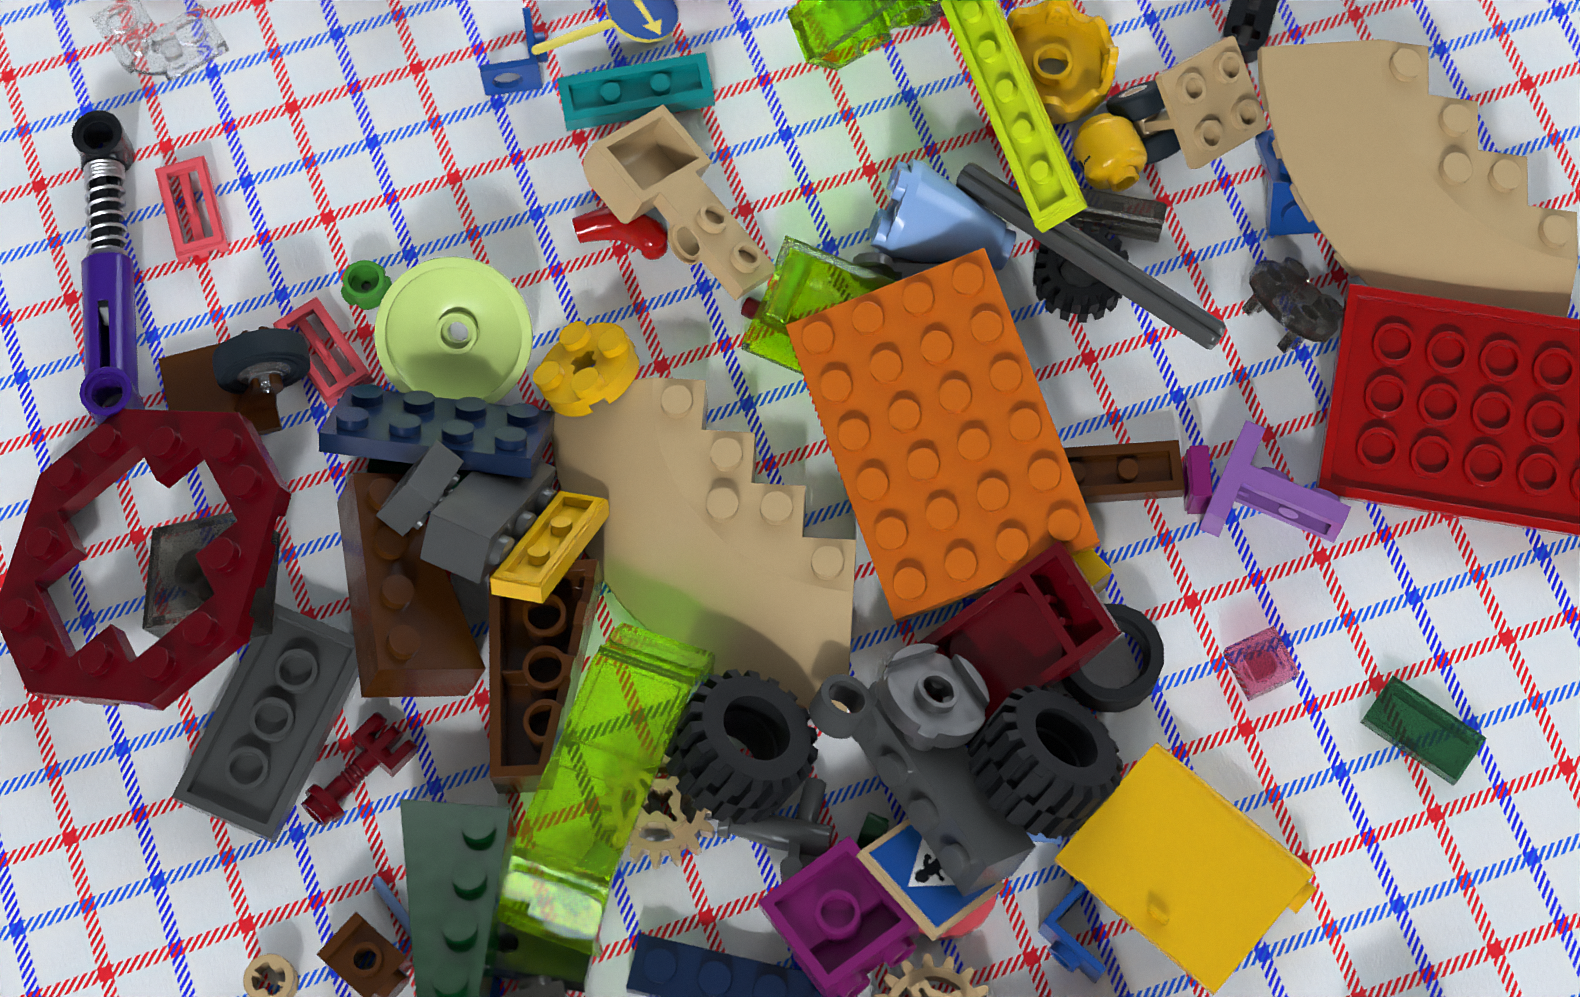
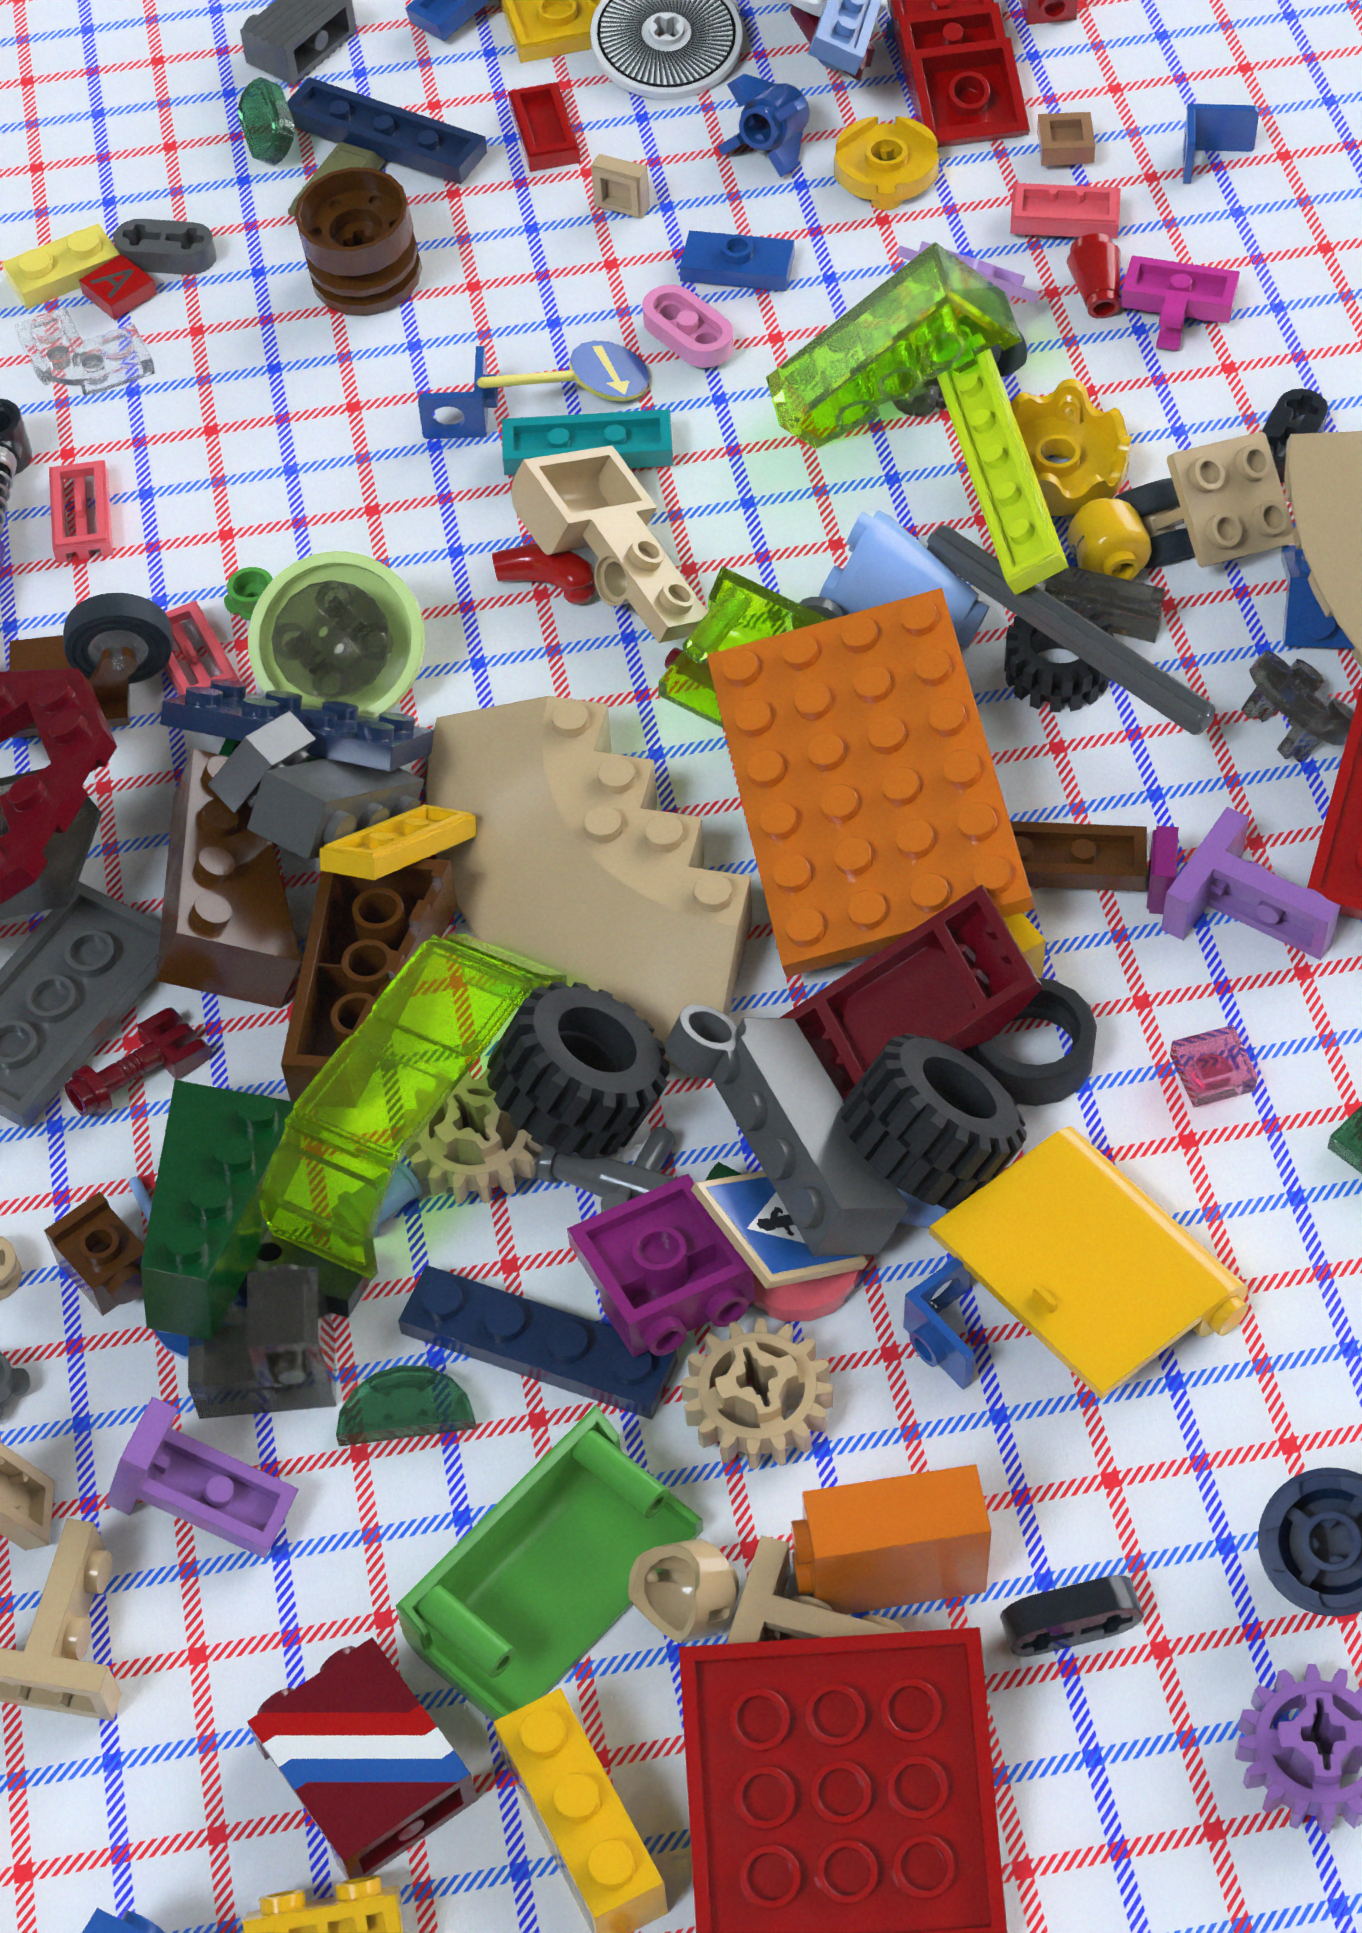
camera: 10 degrees right, 15 degrees down
(468, 323) = (351, 620): none -> clear smoke plate
(566, 372) = (478, 684): yellow plate -> none
(922, 718) = (810, 1039): flat silver plate -> none

